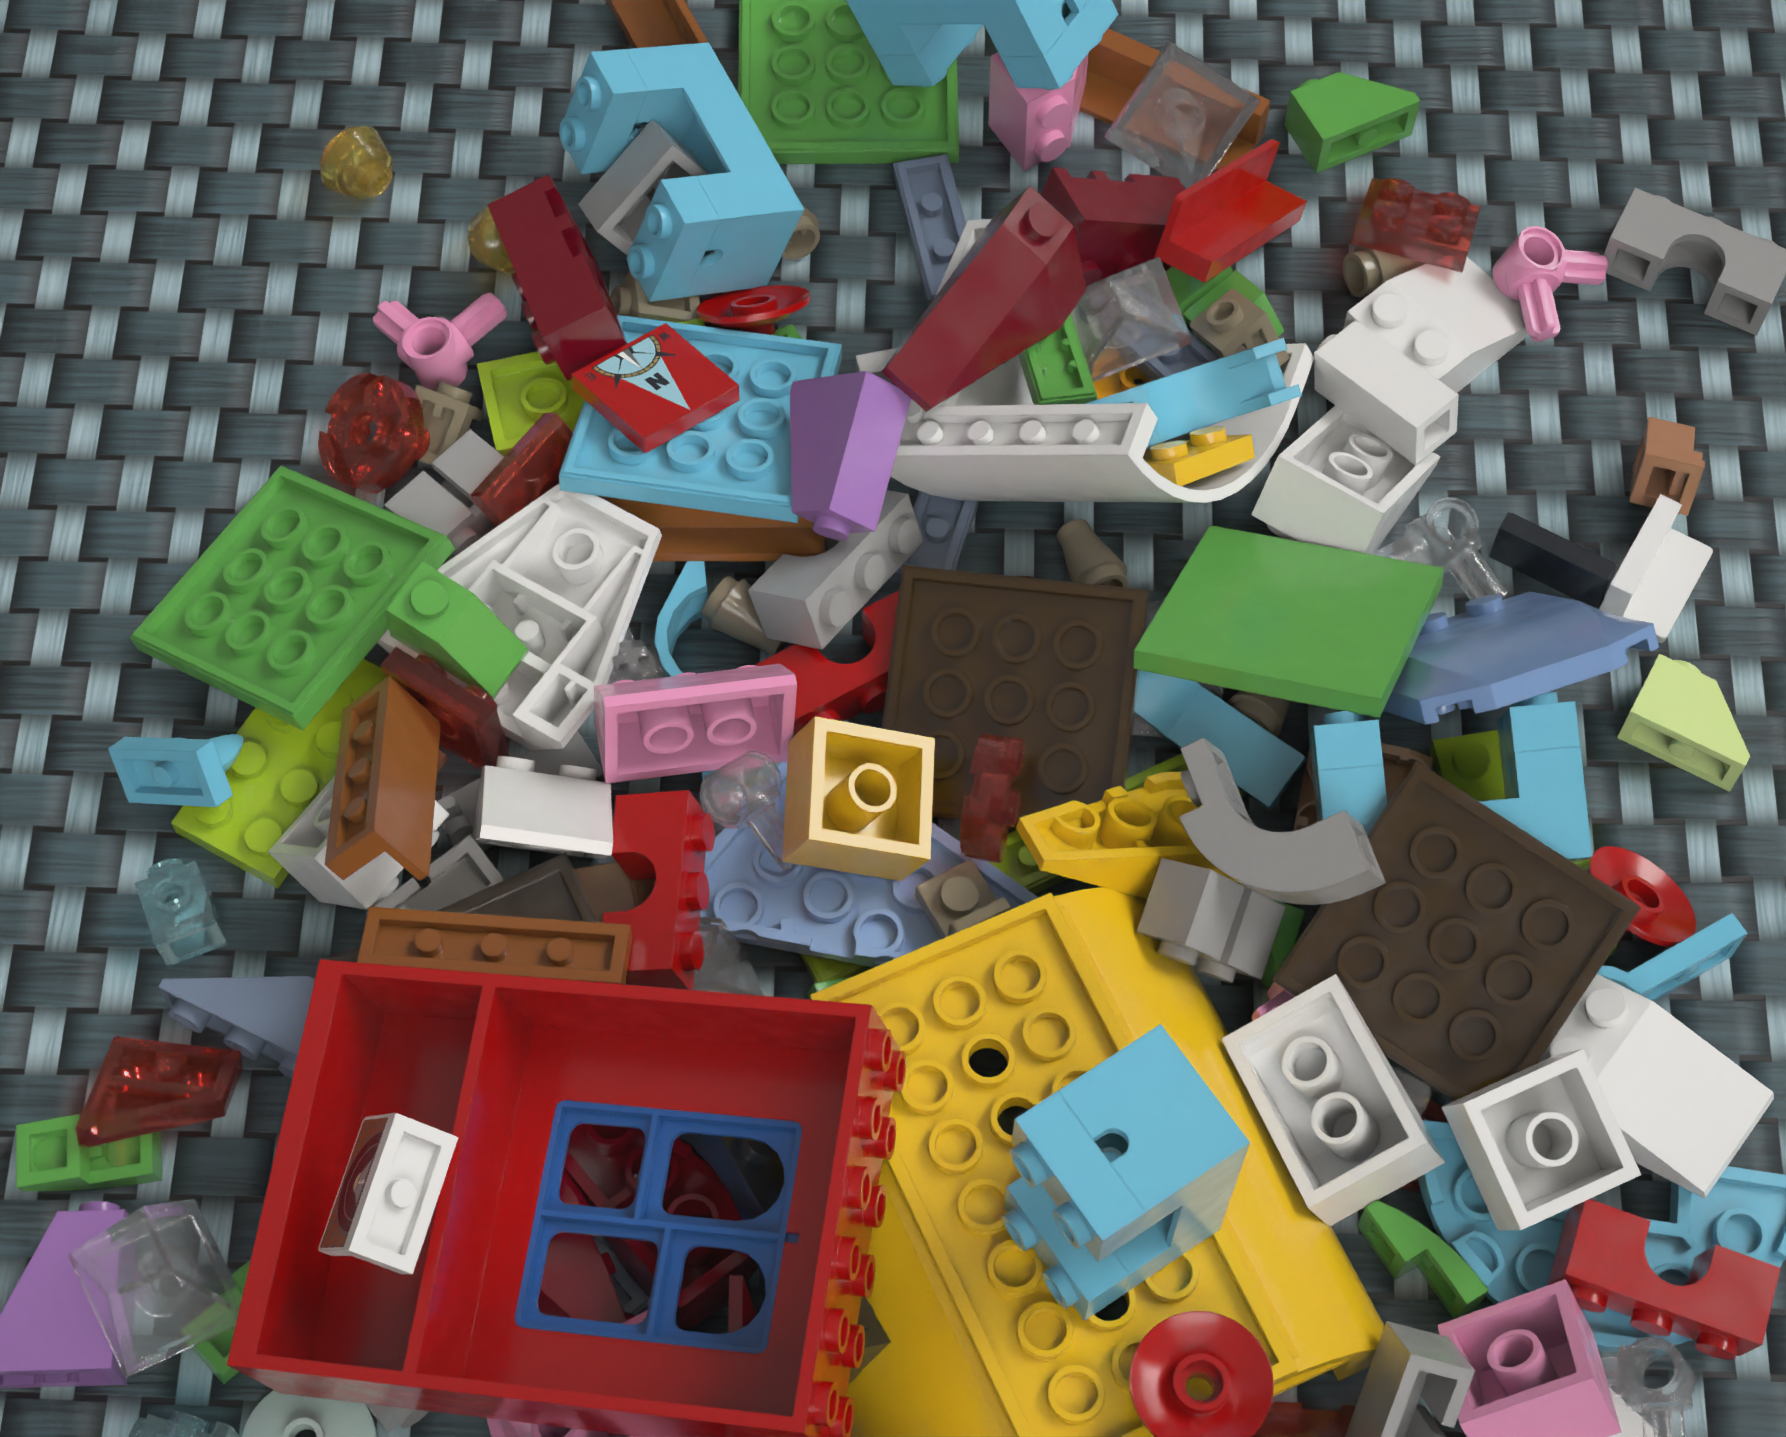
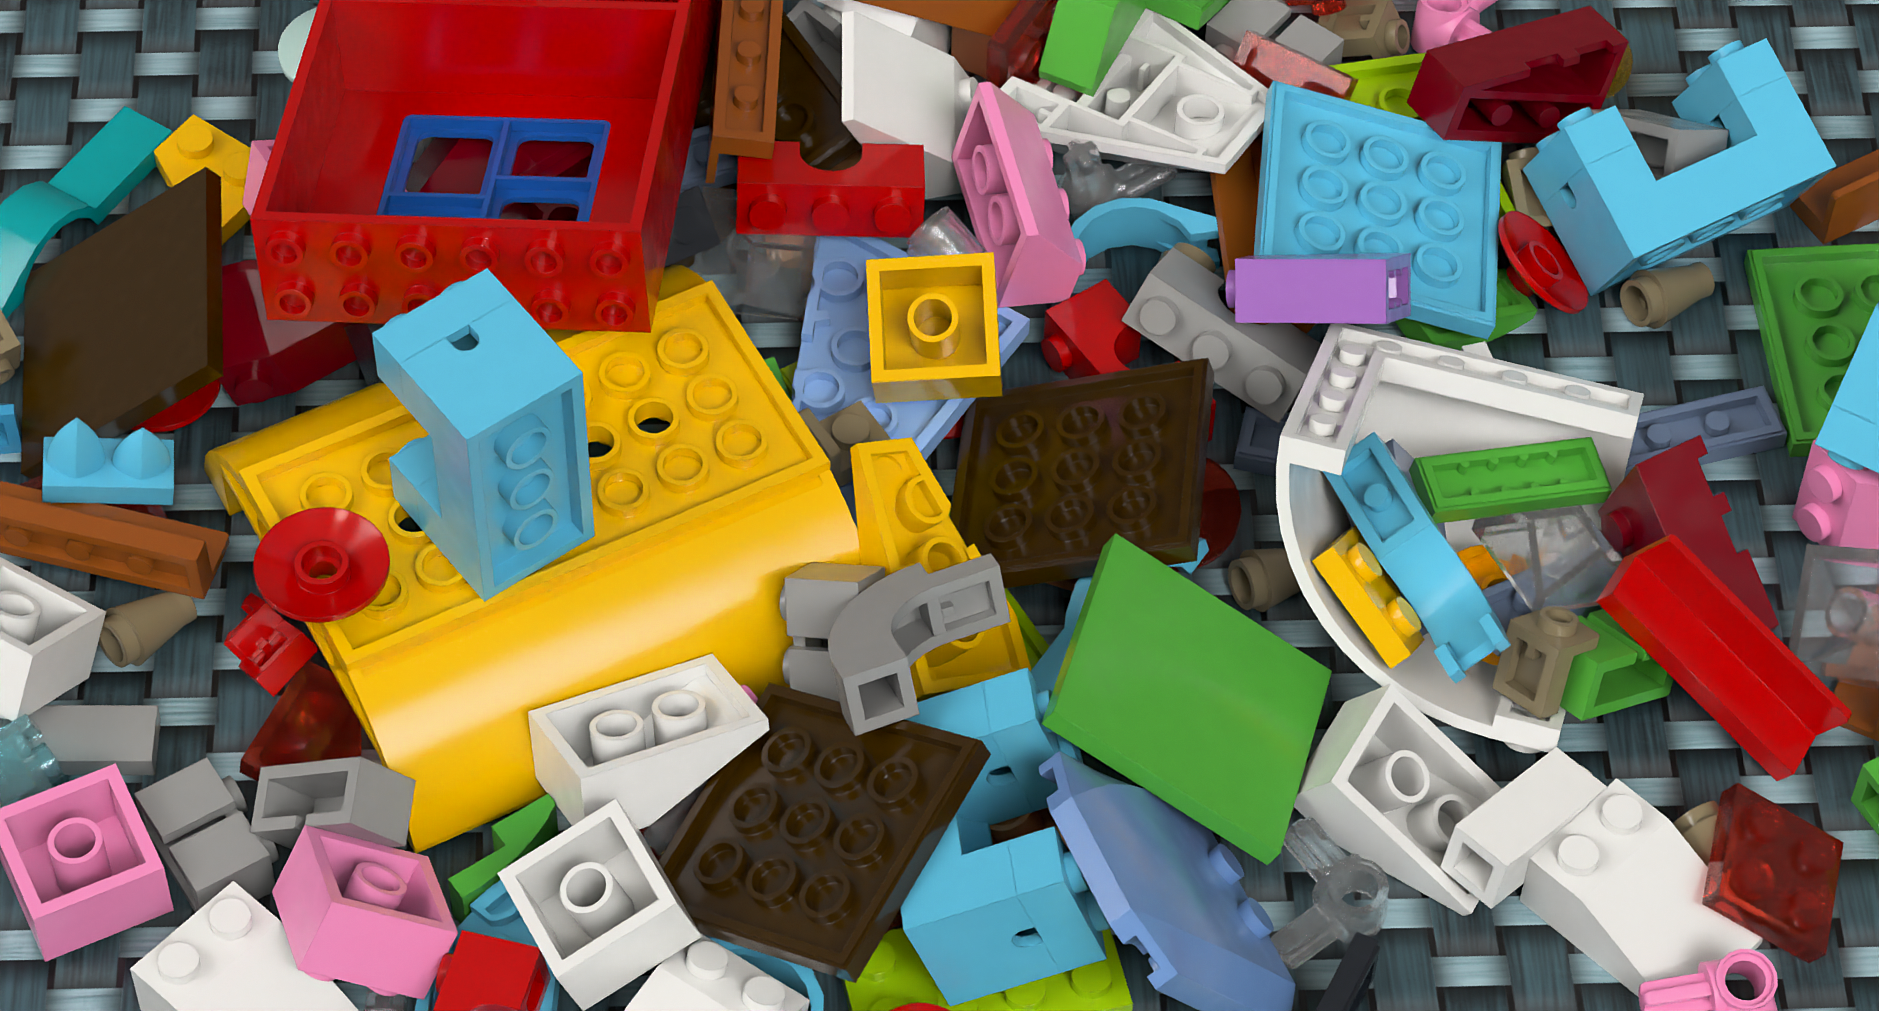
camera: 85 degrees right, 10 degrees down
(655, 387) = (1394, 154): red tile -> none
(992, 800) = (970, 414): clear red plate -> none
(996, 304) = (1513, 390): dark red wedge -> none

